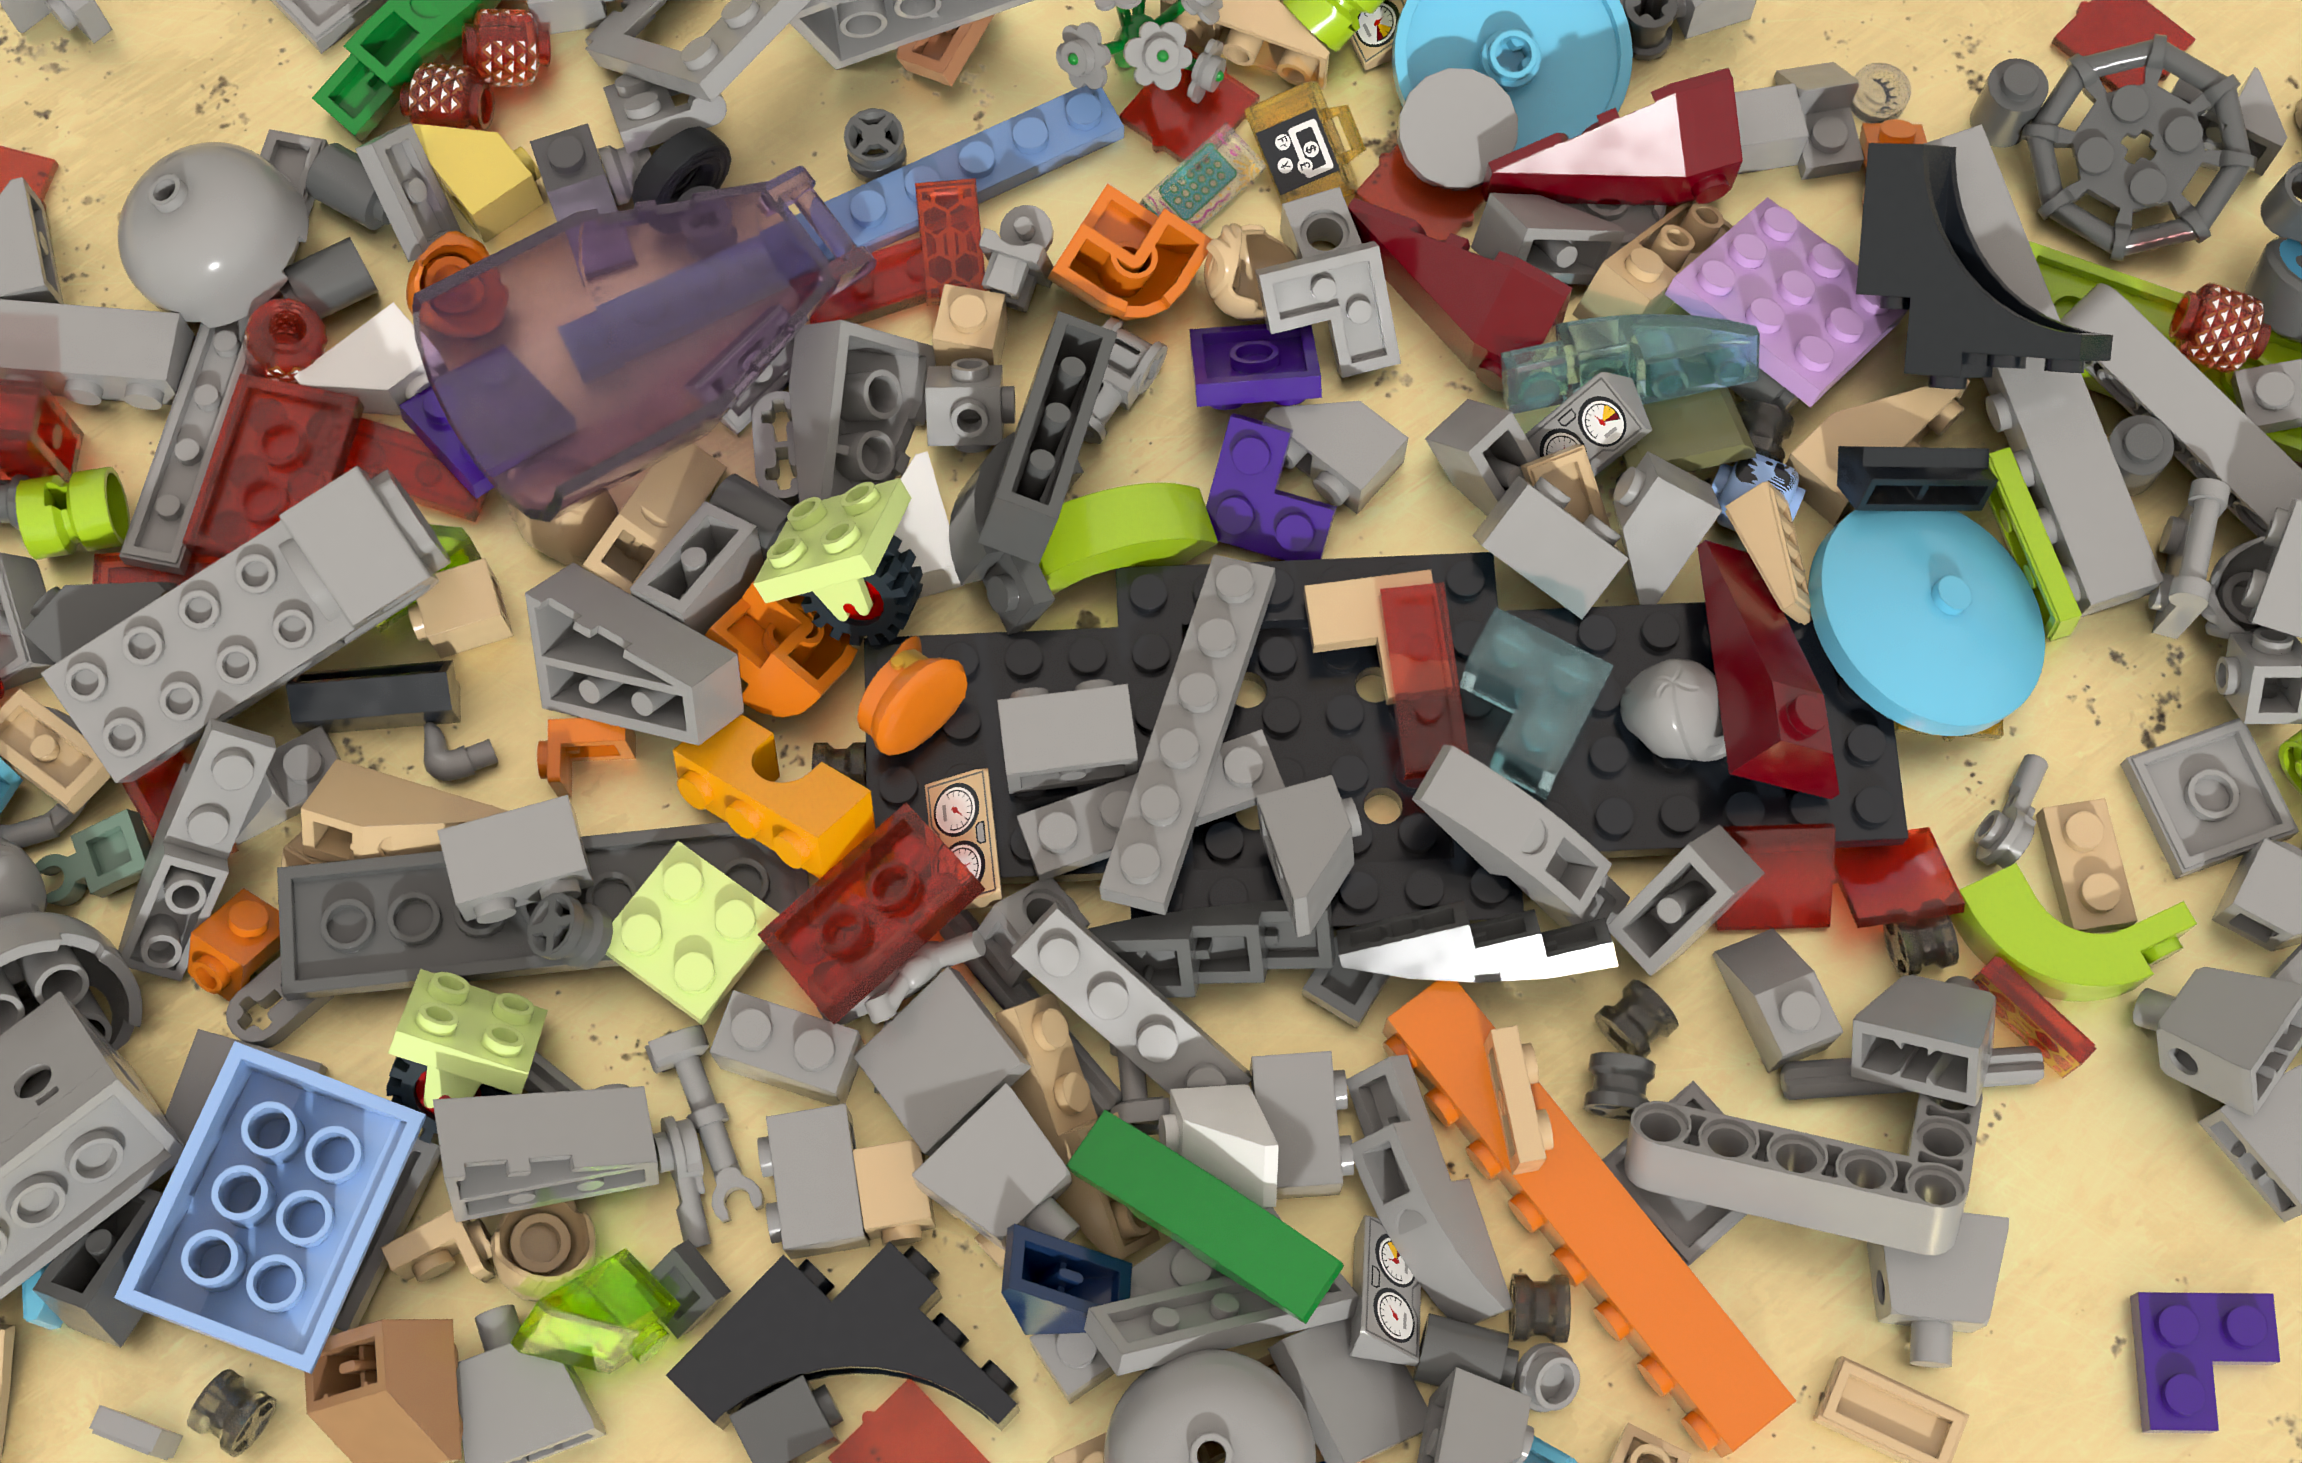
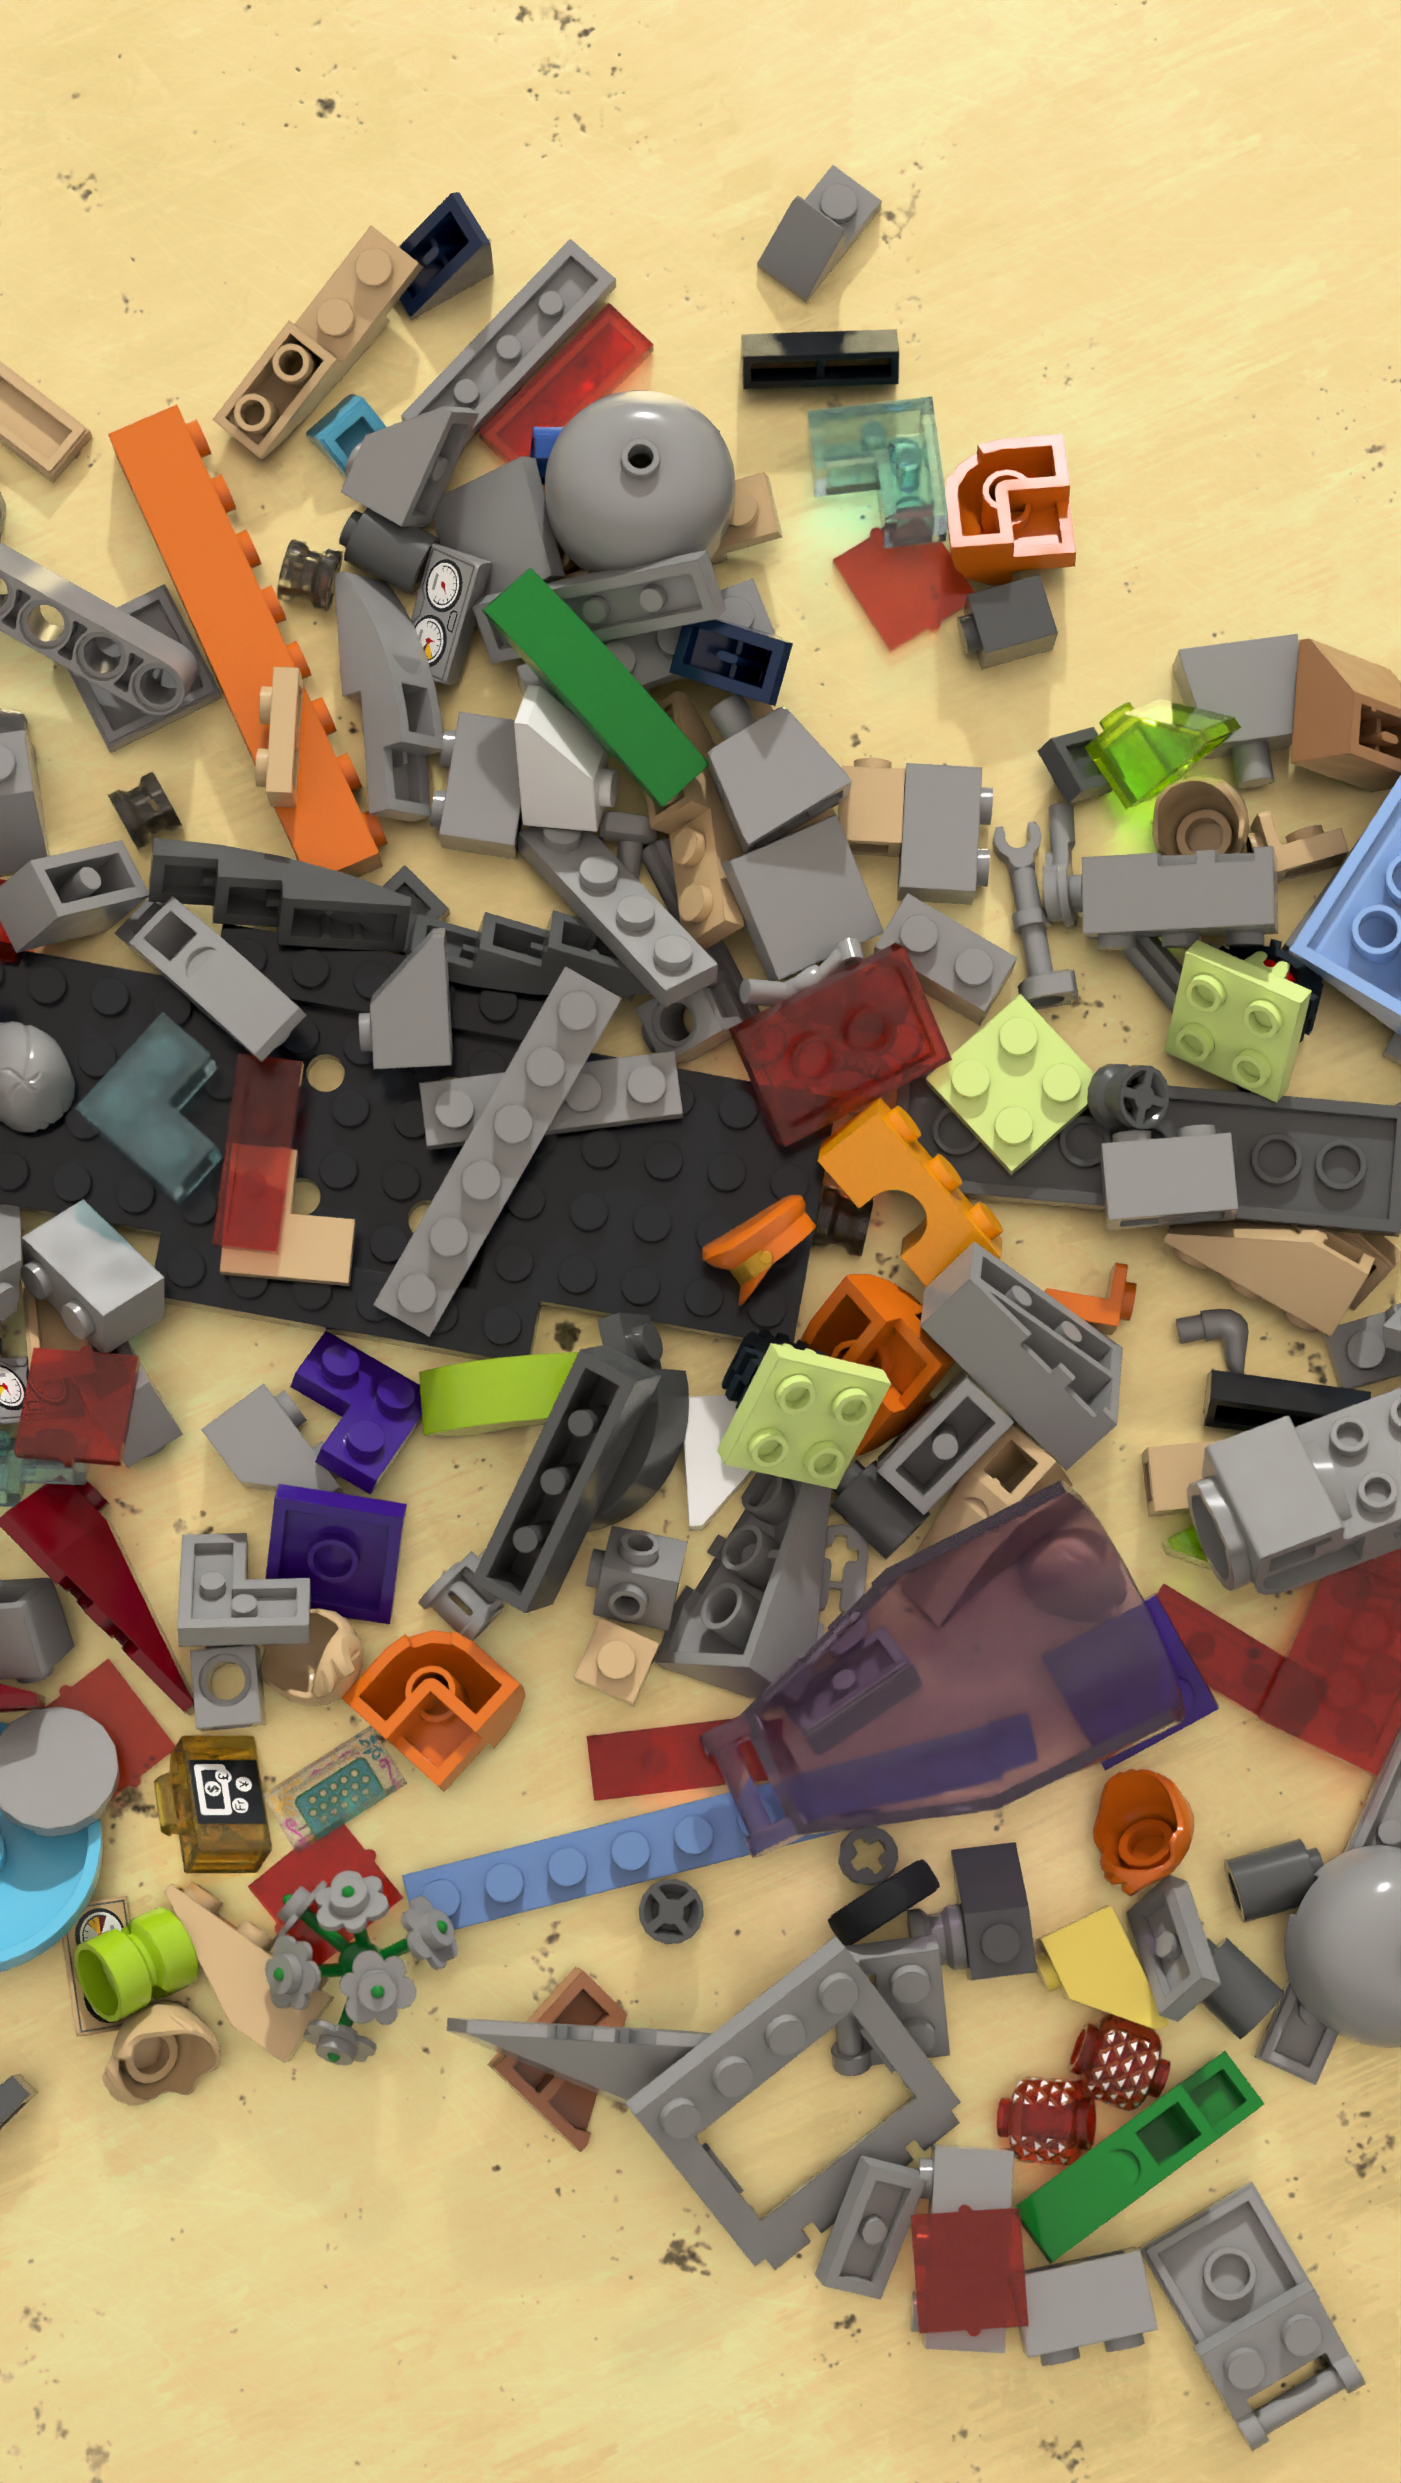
camera: 170 degrees left, 10 degrees up
(283, 339) = (1327, 1806): clear red head -> none
(372, 363) = (1232, 1763): white slope -> none
(870, 1328) = (912, 691): black arch -> none
(949, 236) = (615, 1770): clear red tile -> none
(964, 820) = (734, 1119): slope -> none
(1019, 256) = (550, 1726): light grey hips -> none
(1067, 736) = (615, 1178): light grey brick -> none
(1528, 413) = (77, 1406): none -> clear red piece
(1548, 1377) = (319, 514): light grey plate -> none
(1618, 1084) = (178, 754): dark grey wheel -> none

